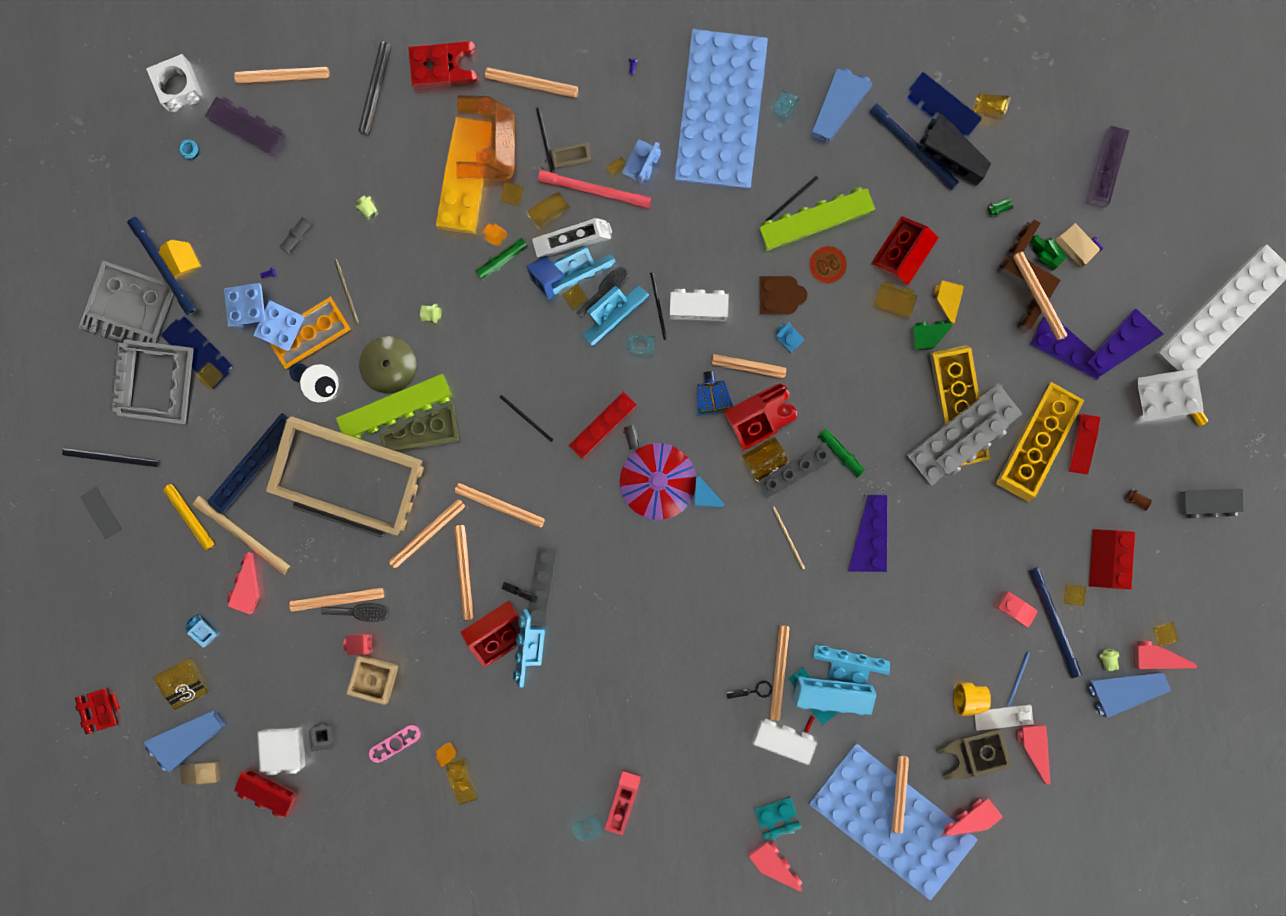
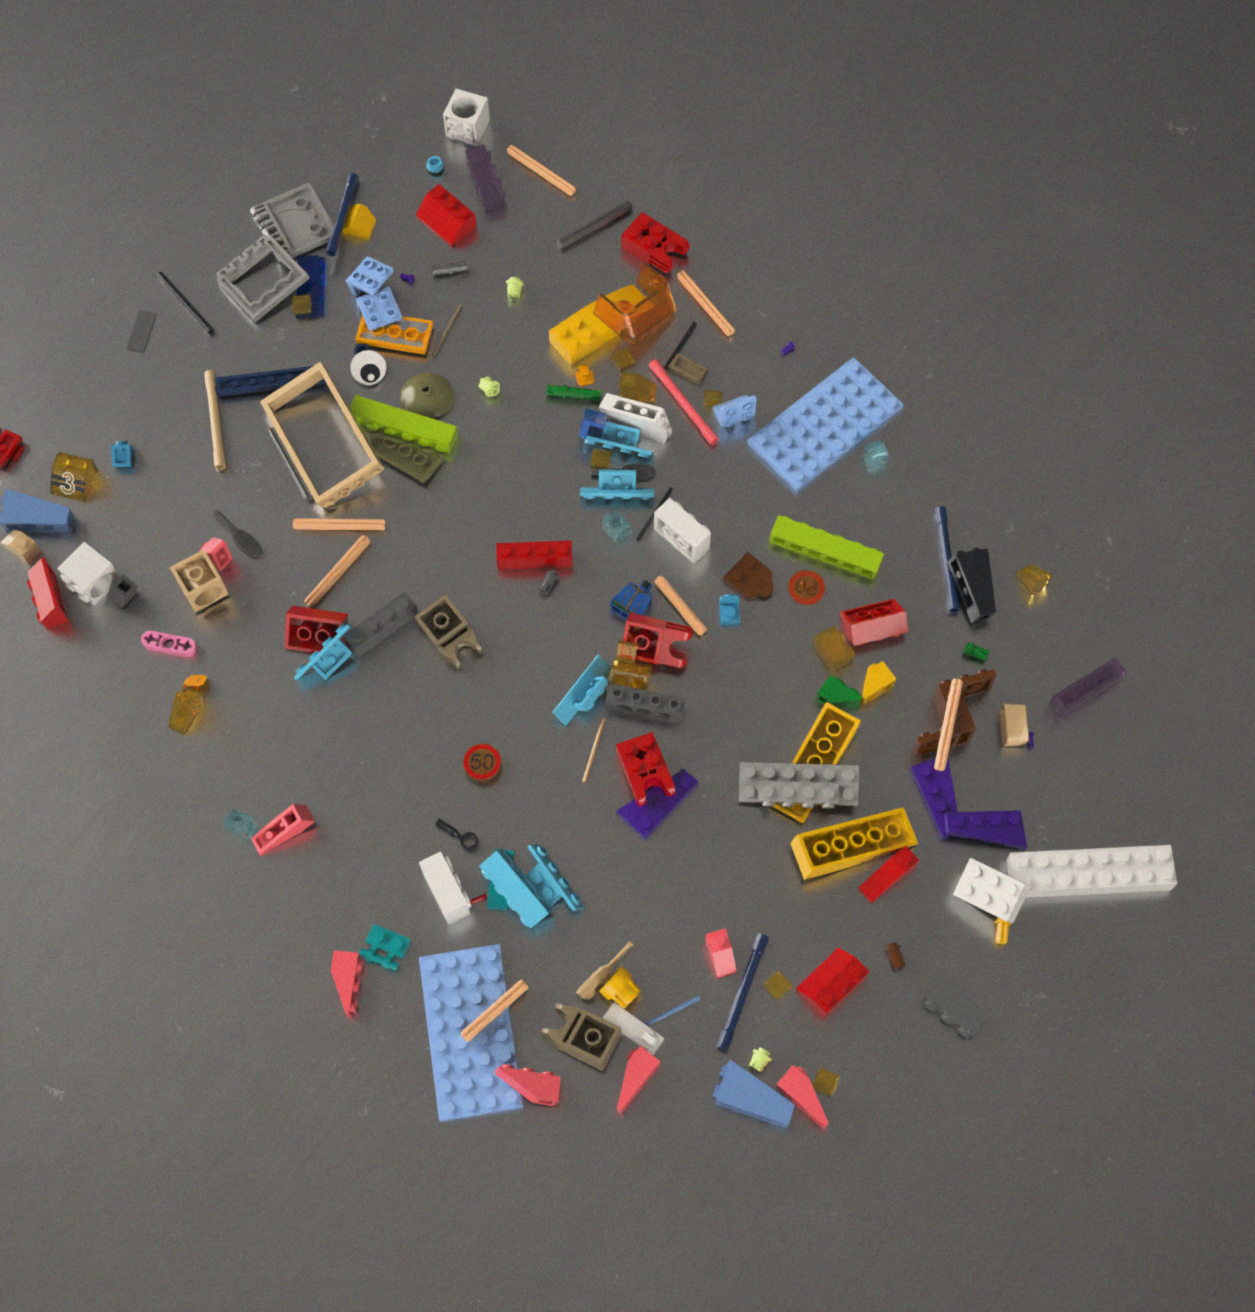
camera: 45 degrees right, 20 degrees down
(188, 516) = (193, 379): yellow axle -> none
(246, 190) = (446, 215): none -> red slope
(246, 589) = (180, 454): coral slope -> none
(336, 599) = (232, 514): light nougat axle -> none
(499, 505) = (408, 549): light nougat axle -> none
(521, 593) = (360, 612): black piece -> none
(526, 418) = (486, 509): black axle -> none
(603, 547) = (451, 635): none -> dark tan brick
(657, 481) = (537, 628): dish -> none
(705, 496) = (560, 665): dark azure slope -> none
(718, 623) = (482, 762): none -> piece
(743, 500) = (584, 691): none -> medium azure bracket
(748, 445) = (626, 652): none -> clear yellow tile
(779, 673) = (490, 841): light nougat axle -> none
(792, 198) = (826, 522): black axle -> none
(841, 100) = (916, 485): medium blue slope -> none
(842, 453) = (692, 722): green pin -> none
(848, 523) = (644, 766): none -> red brick
(942, 101) = (995, 541): clear blue windscreen -> none
(948, 705) = (600, 976): none -> tan piece
(1048, 251) = (986, 712): green rock -> none

